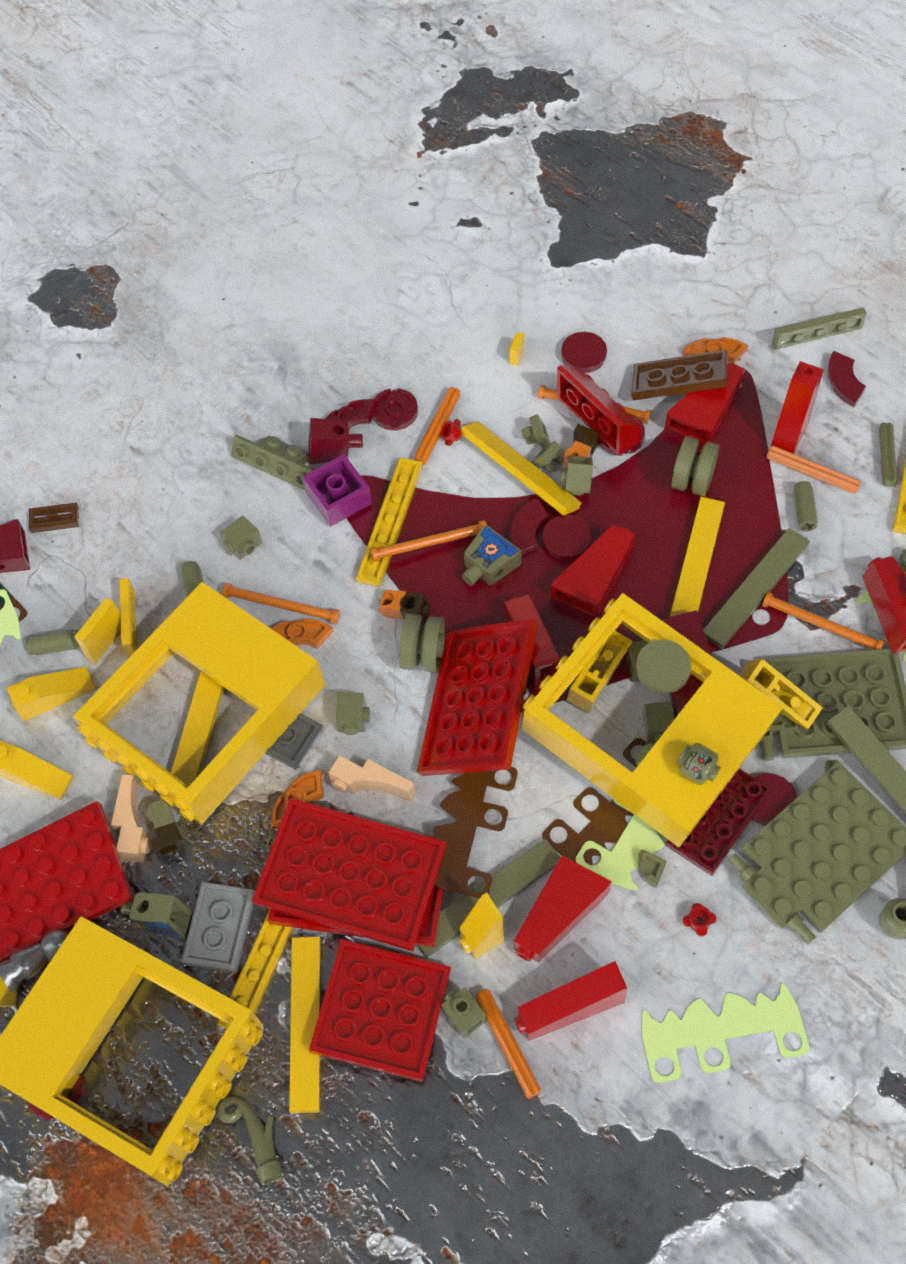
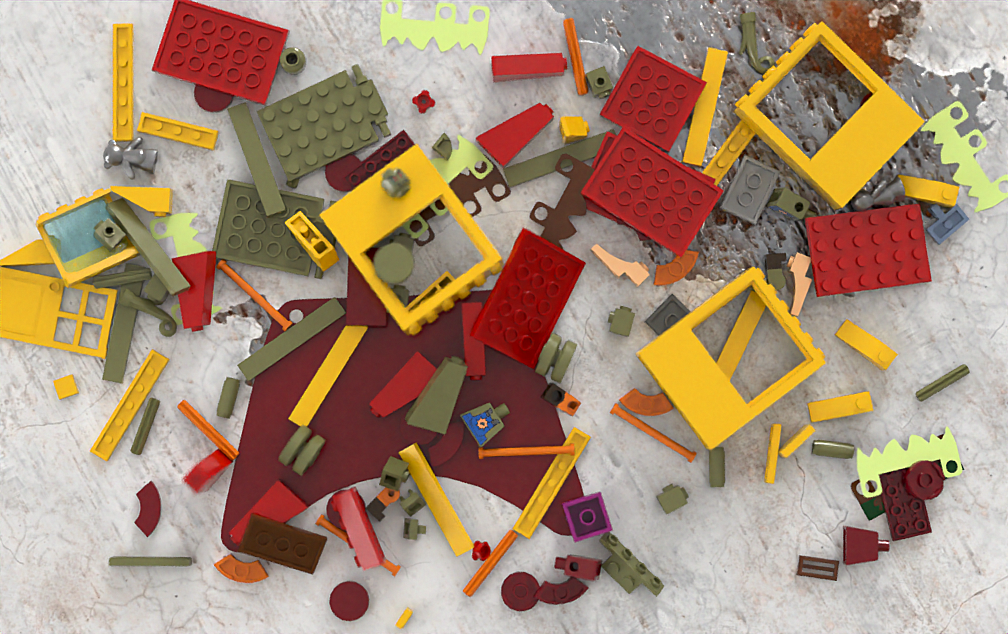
camera: 170 degrees left, 25 degrees up
(553, 558) = (438, 398): none -> olive slope

